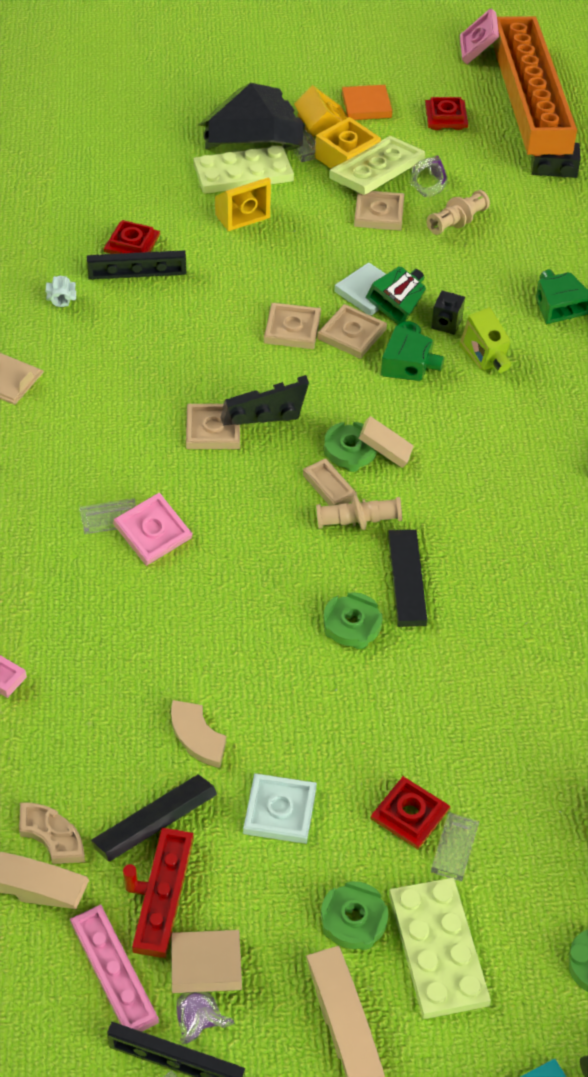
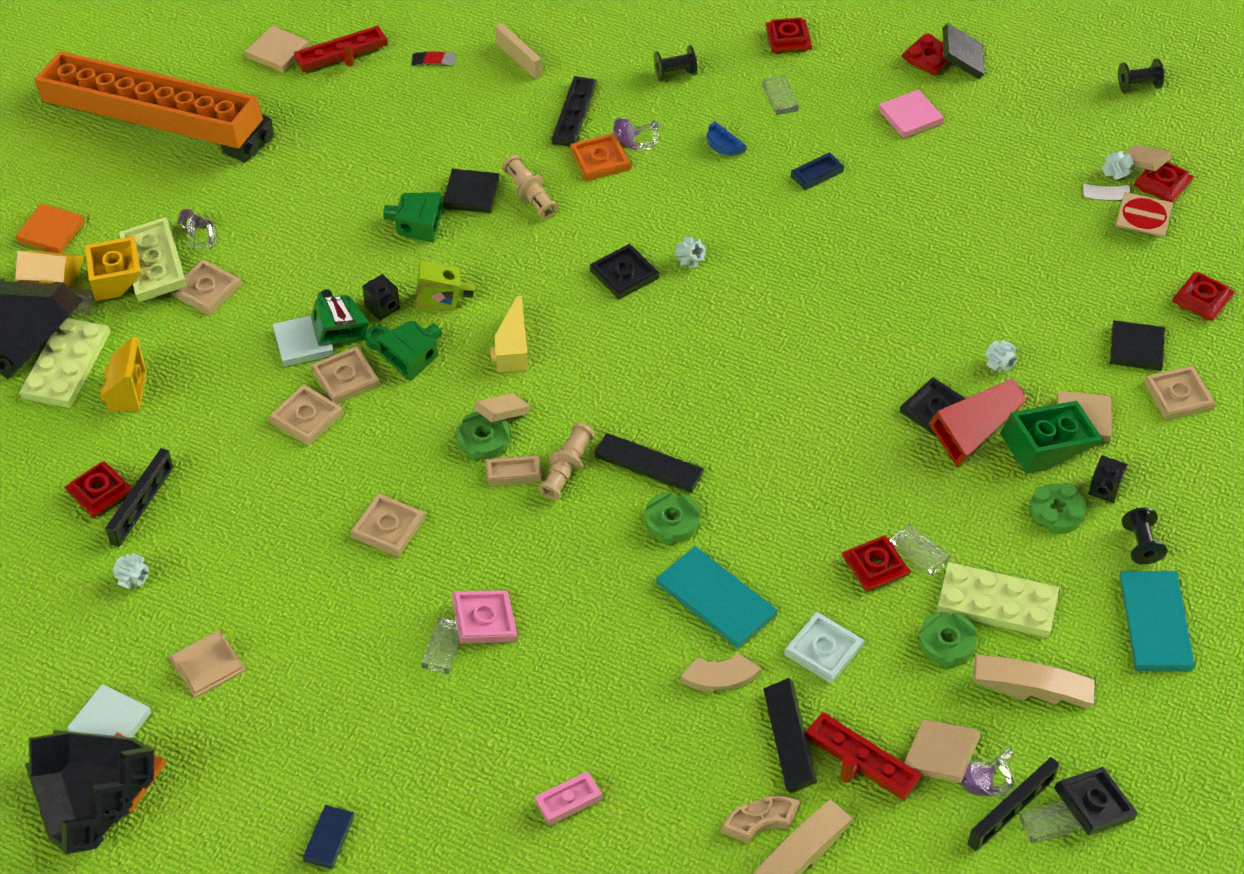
camera: 60 degrees left, 0 degrees up
(114, 970) = (912, 820): bright pink tile -> none
(273, 405) = (406, 471): black wing -> none
(284, 694) = (716, 597): none -> teal tile
(446, 113) = (119, 179): red piece -> none
(458, 212) = (262, 232): tan piece -> none
(472, 417) = (510, 341): none -> light yellow slope
(479, 36) = (42, 104): bright pink tile -> none

